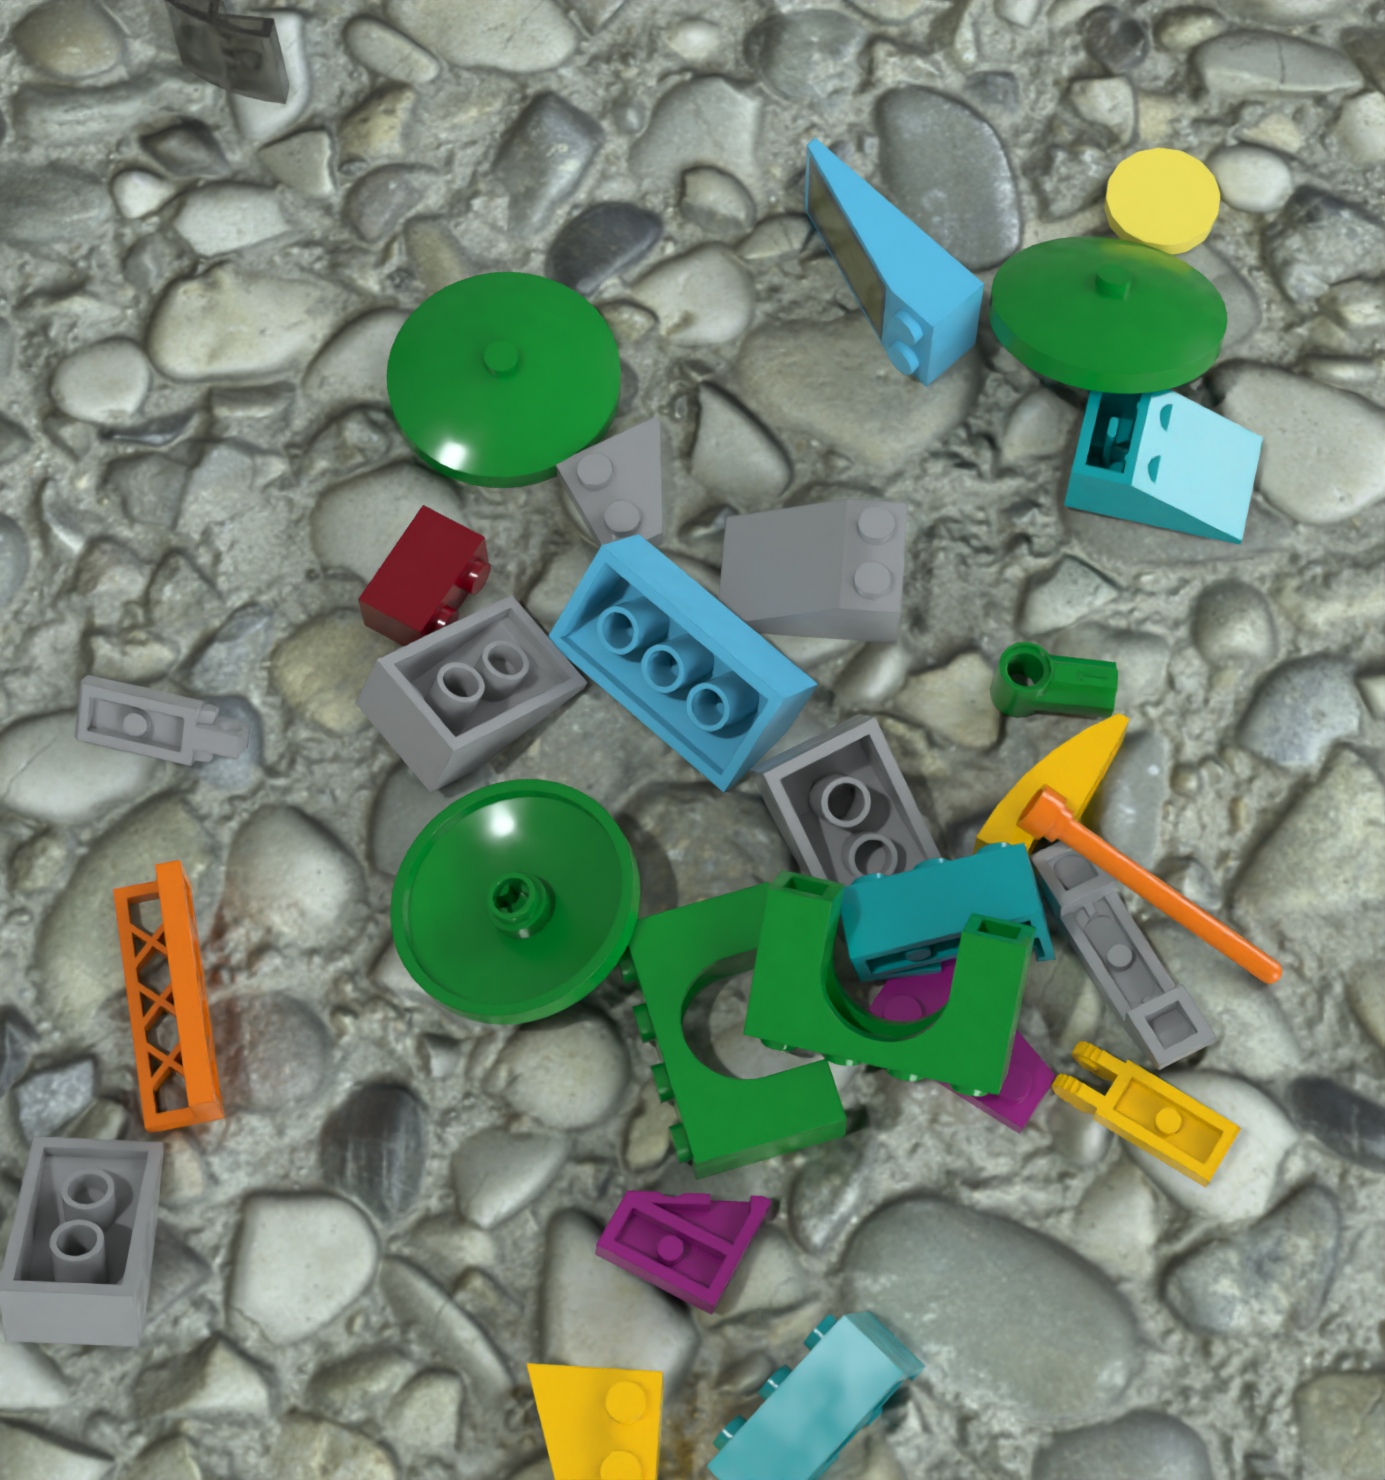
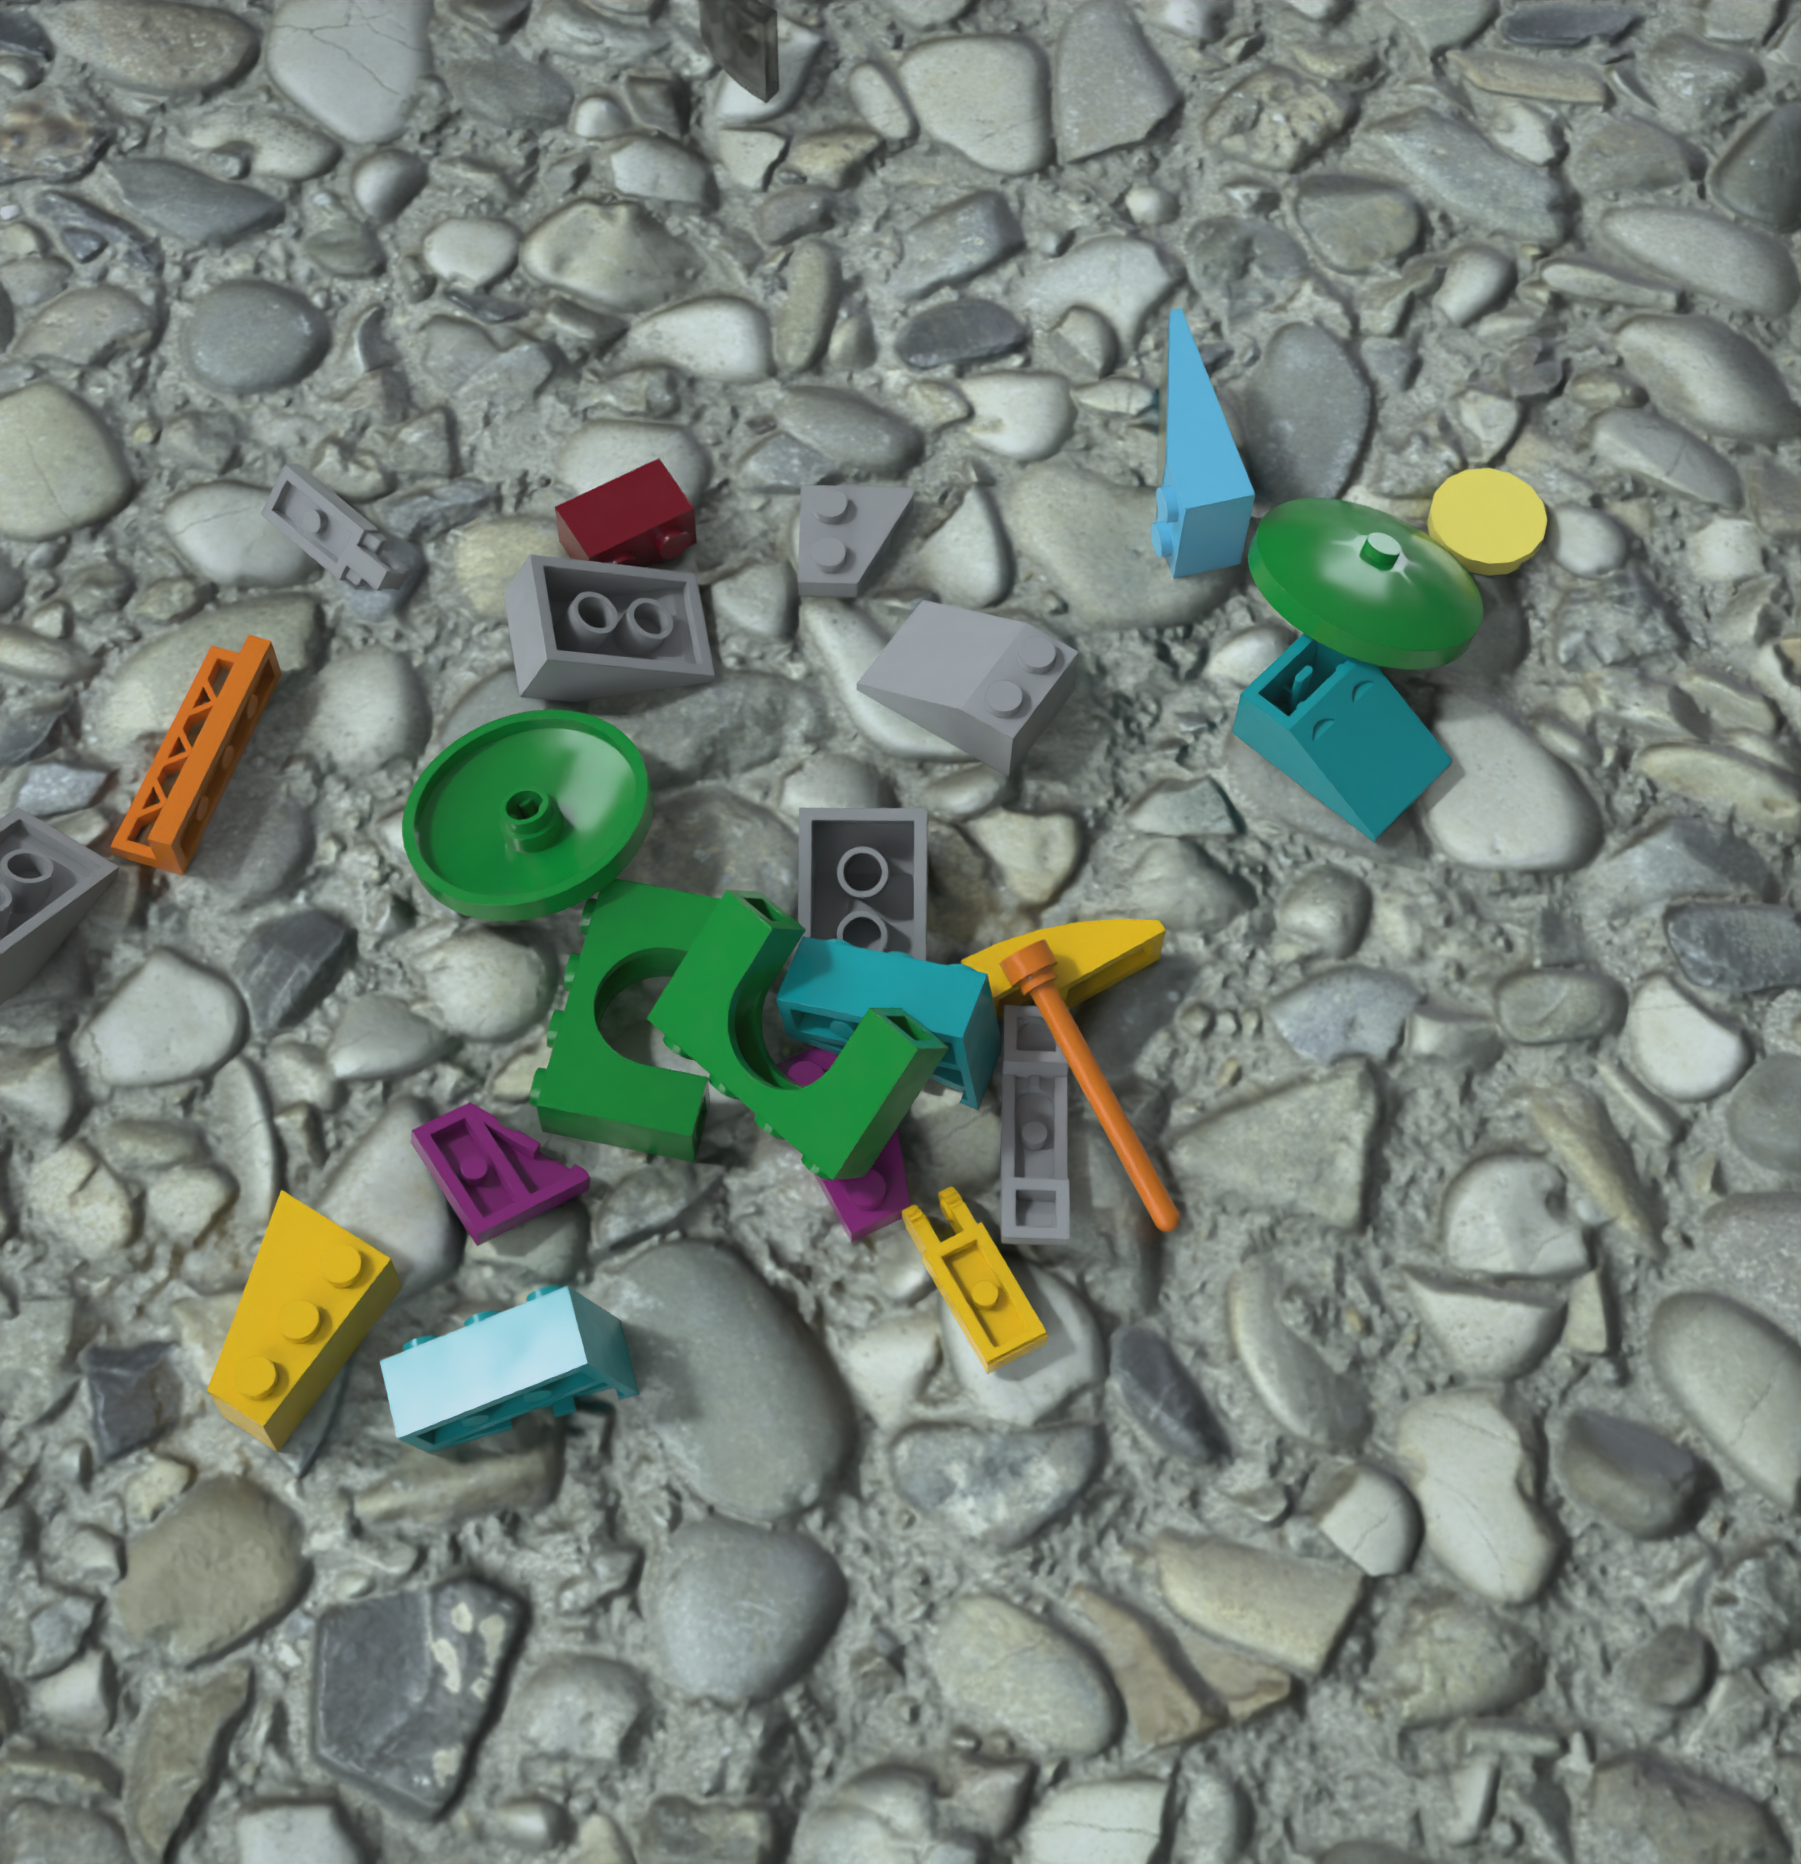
camera: 25 degrees right, 5 degrees down
(503, 379) = (804, 399): green dish -> none
(680, 660) = (803, 692): medium azure slope -> none
(1059, 683) = (1126, 873): green piece -> none

